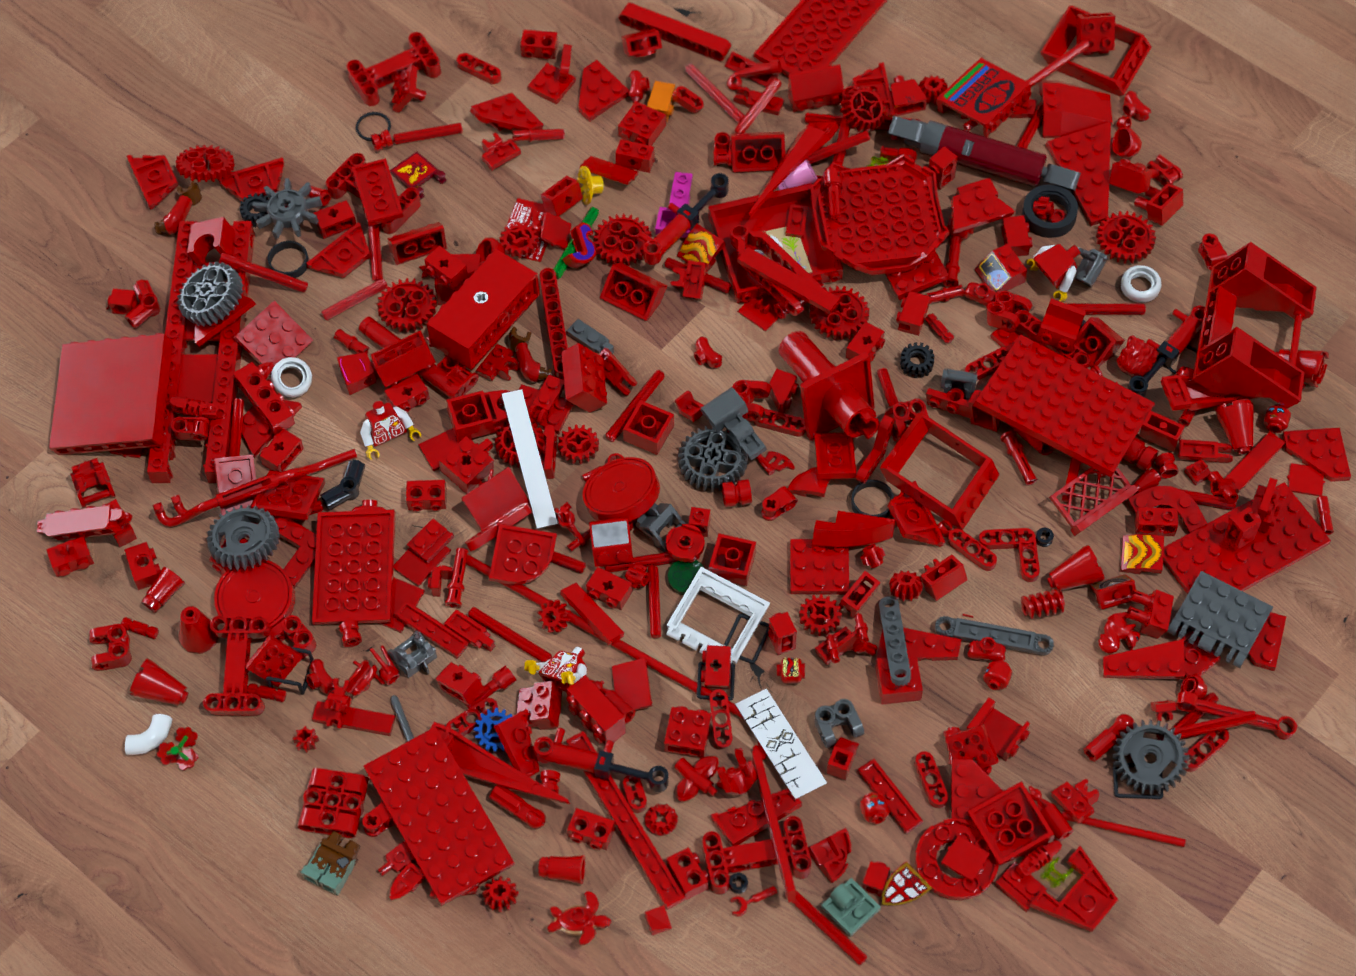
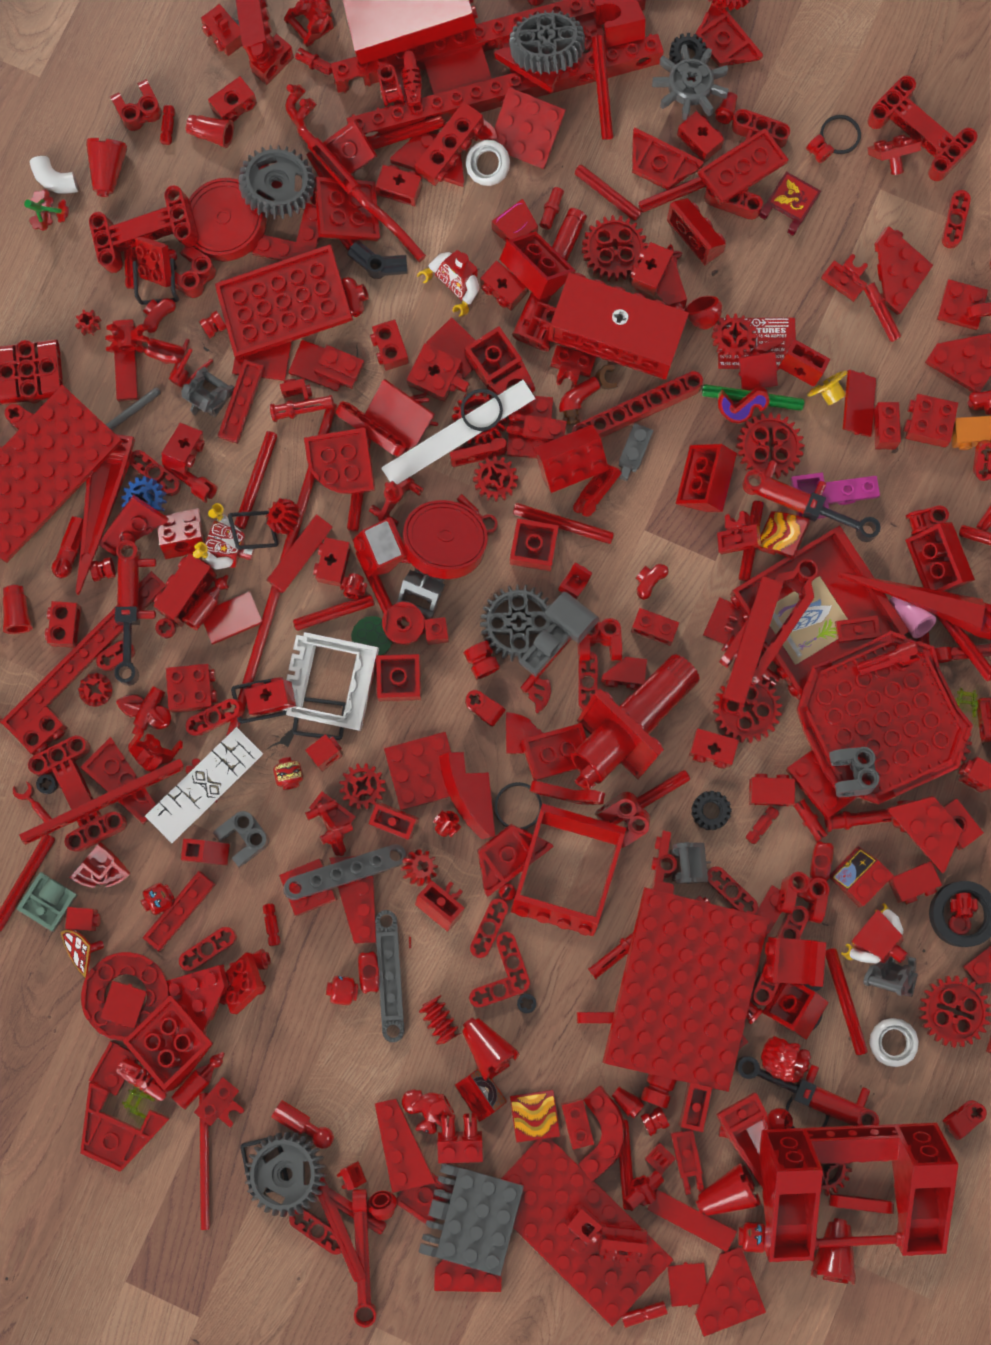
camera: 75 degrees right, 20 degrees up
(134, 491) = (313, 61): none -> red axle
(195, 631) = (174, 172): red cone -> none
(289, 245) = (635, 89): black tyre -> none
(427, 133) = (848, 194): red axle -> none
(470, 630) = (248, 438): red hinge -> none
(516, 417) = (481, 391): none -> black piece
(541, 652) = (255, 546): none -> black piece
(620, 738) = (161, 623): none -> red bush
(749, 358) = (655, 627): none -> red brick
(913, 232) = (850, 757): none -> dark grey piece
(923, 721) = (271, 924): none -> red axle
(1002, 730) = (280, 1006): red panel -> none
(1098, 510) = (572, 1057): red fence -> none
(1268, 330) = (861, 1203): none -> red beam

